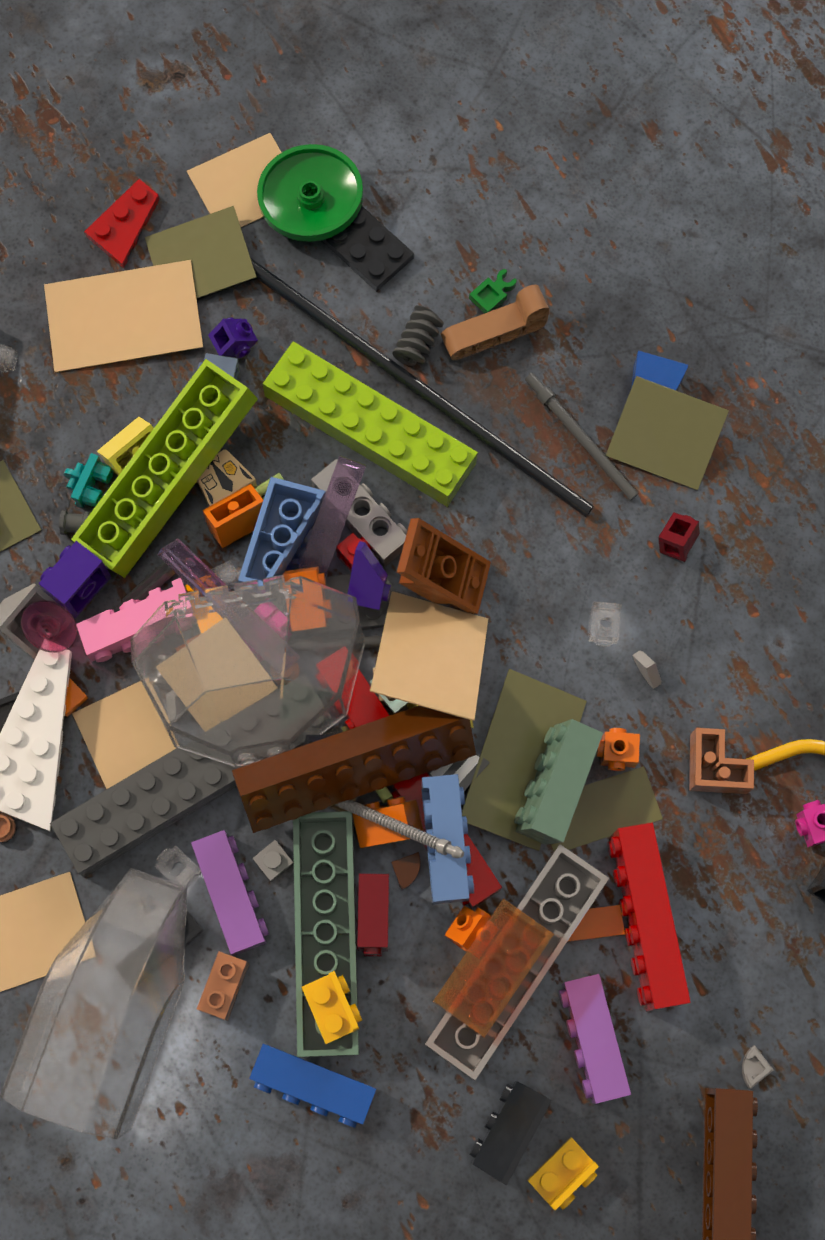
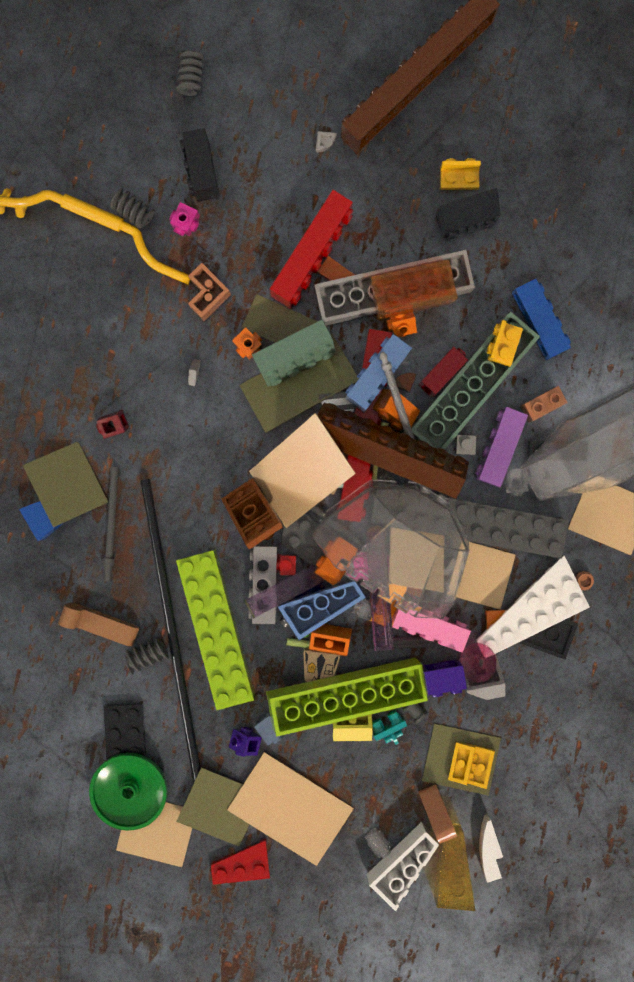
camera: 135 degrees left, 15 degrees up
(368, 579) = (295, 541): dark purple slope -> none
(492, 294) = (85, 645): green plate -> none
(595, 1039) = (388, 220): medium lavender brick -> none
(603, 635) = (193, 421): clear brick -> none

